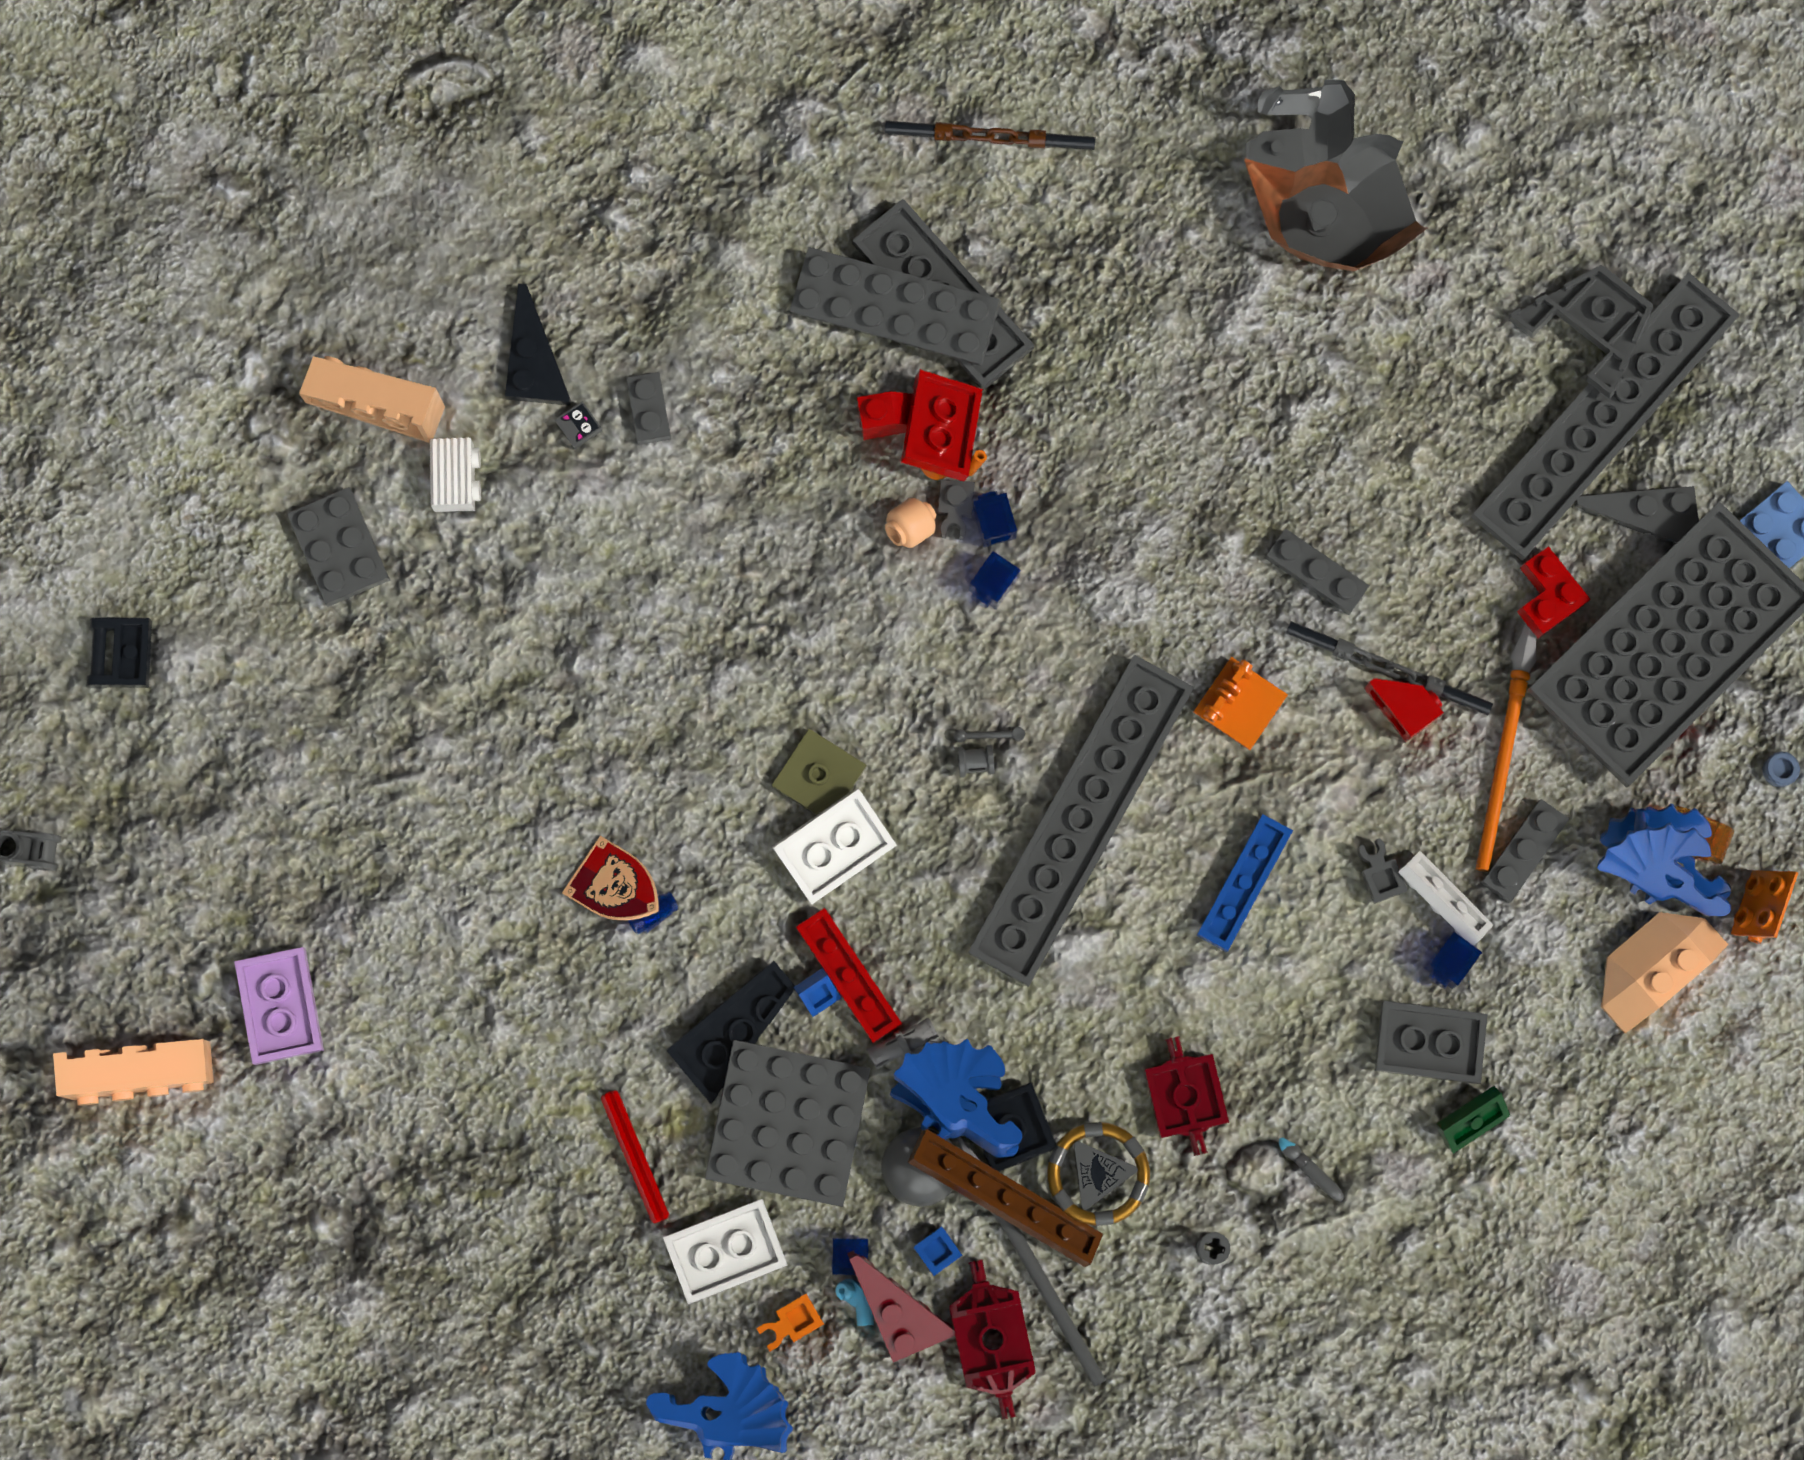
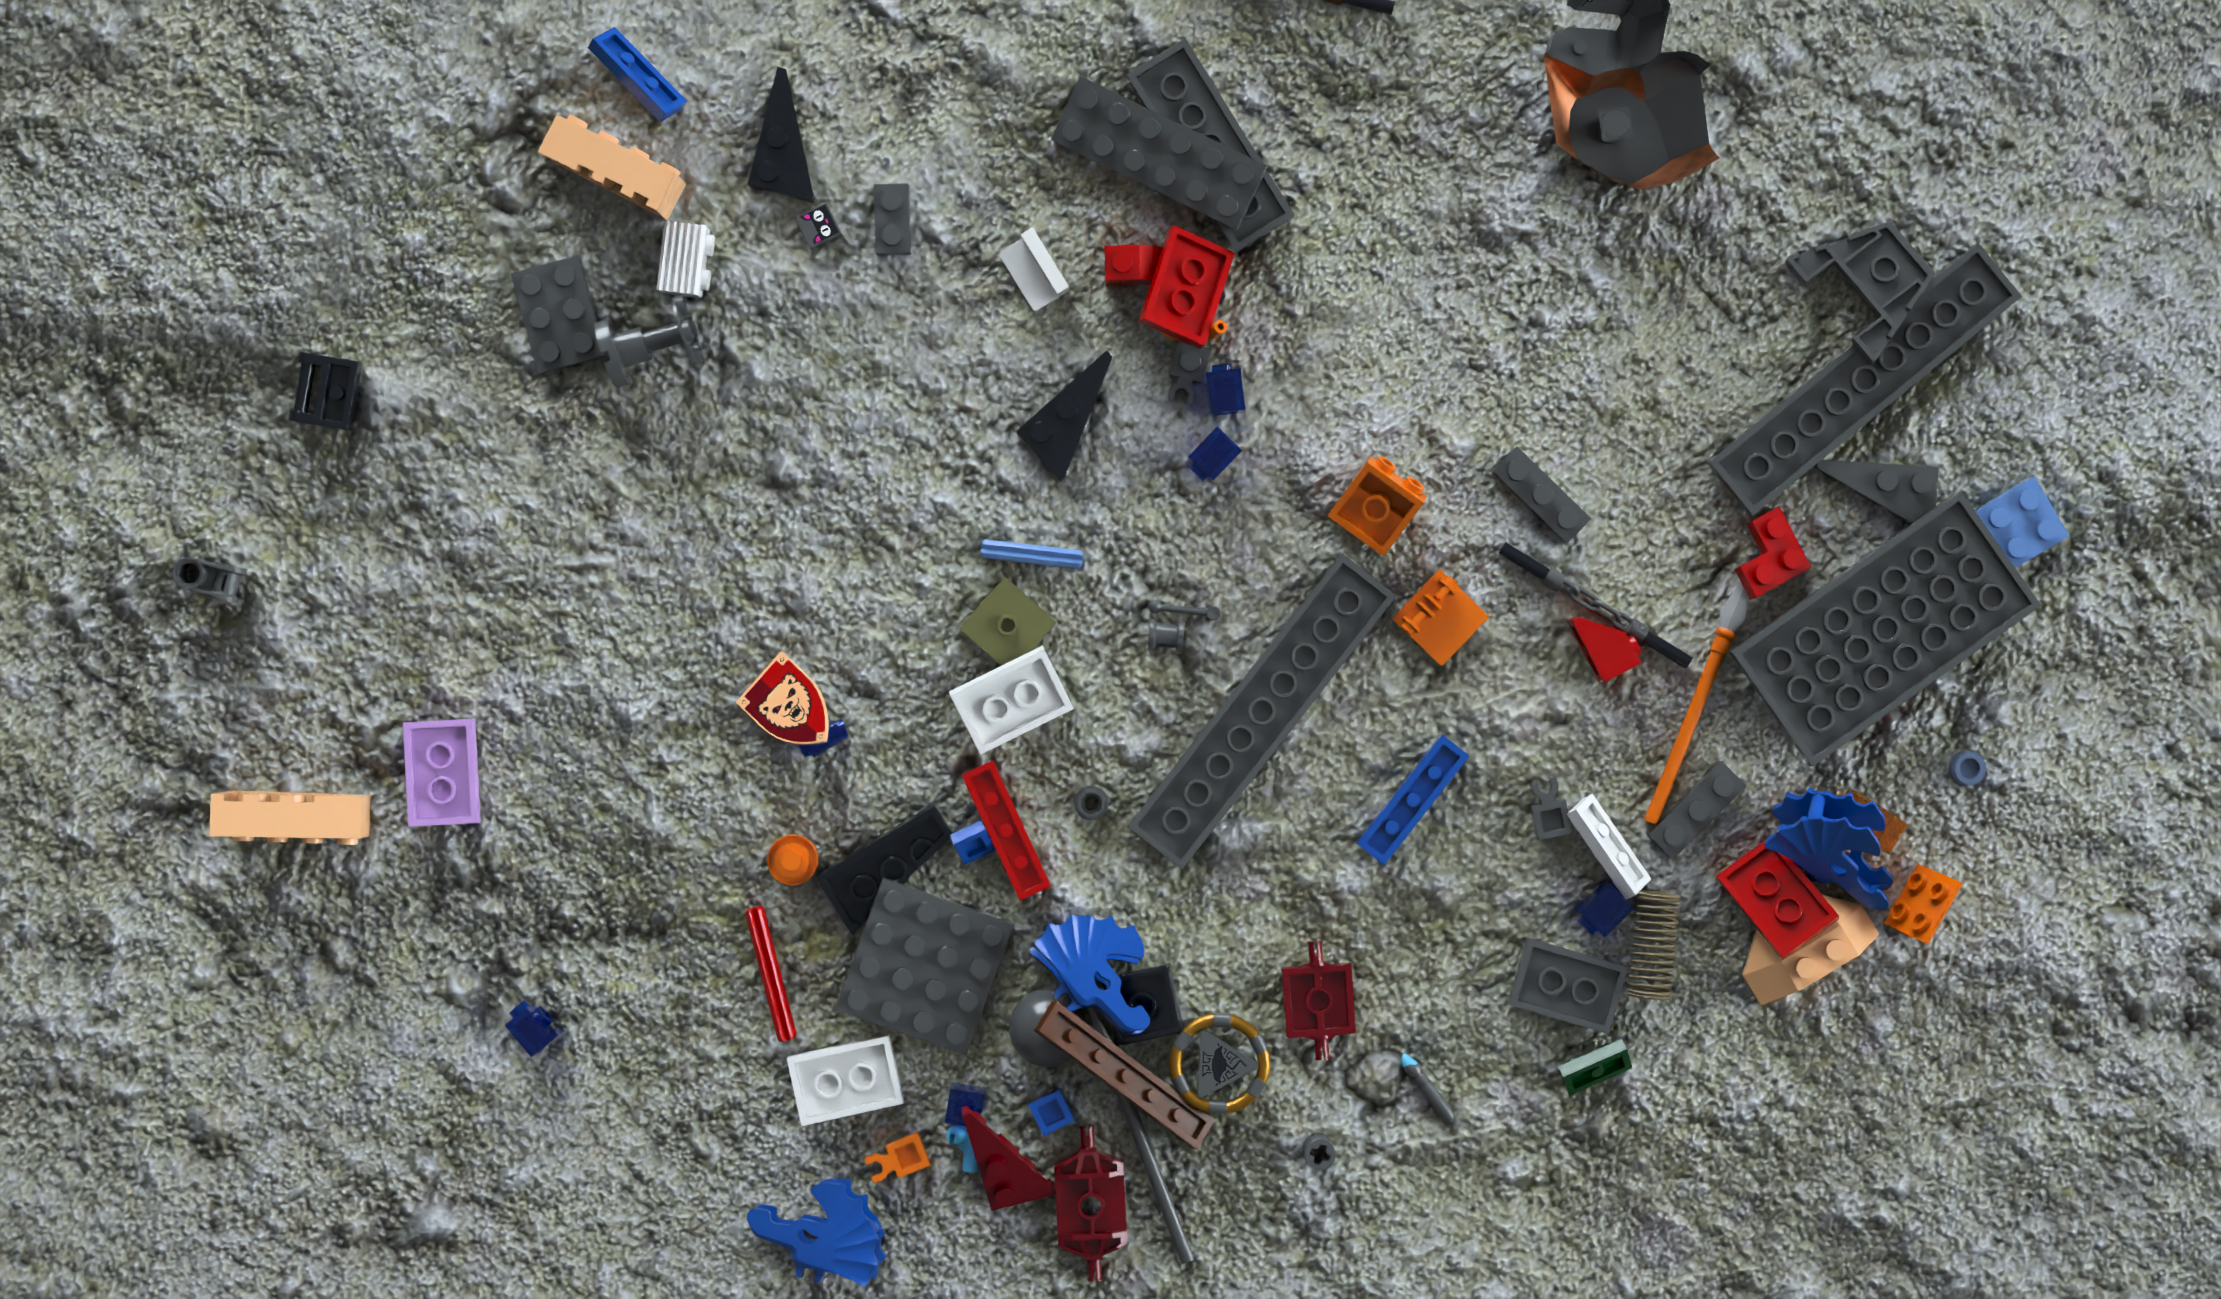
camera: 15 degrees right, 10 degrees up
(385, 310) = (637, 74): none -> blue plate
(403, 1247) = (532, 1027): none -> clear blue brick
(418, 561) = (635, 345): none -> dark grey piece
(640, 1037) = (792, 859): none -> orange plate
(793, 434) = (1034, 270): none -> white panel
(832, 703) = (1031, 554): none -> medium blue axle
(839, 577) = (1059, 425): none -> black wing
(902, 1043) = (1049, 904): light grey pin -> none
(910, 523) = (1139, 382): light nougat head -> none
(928, 925) = (1091, 814): none -> dark grey plate
(1161, 603) = (1378, 504): none -> orange plate
(1496, 942) = (1650, 991): none -> dark tan piece
(1620, 921) = (1777, 899): none -> red plate

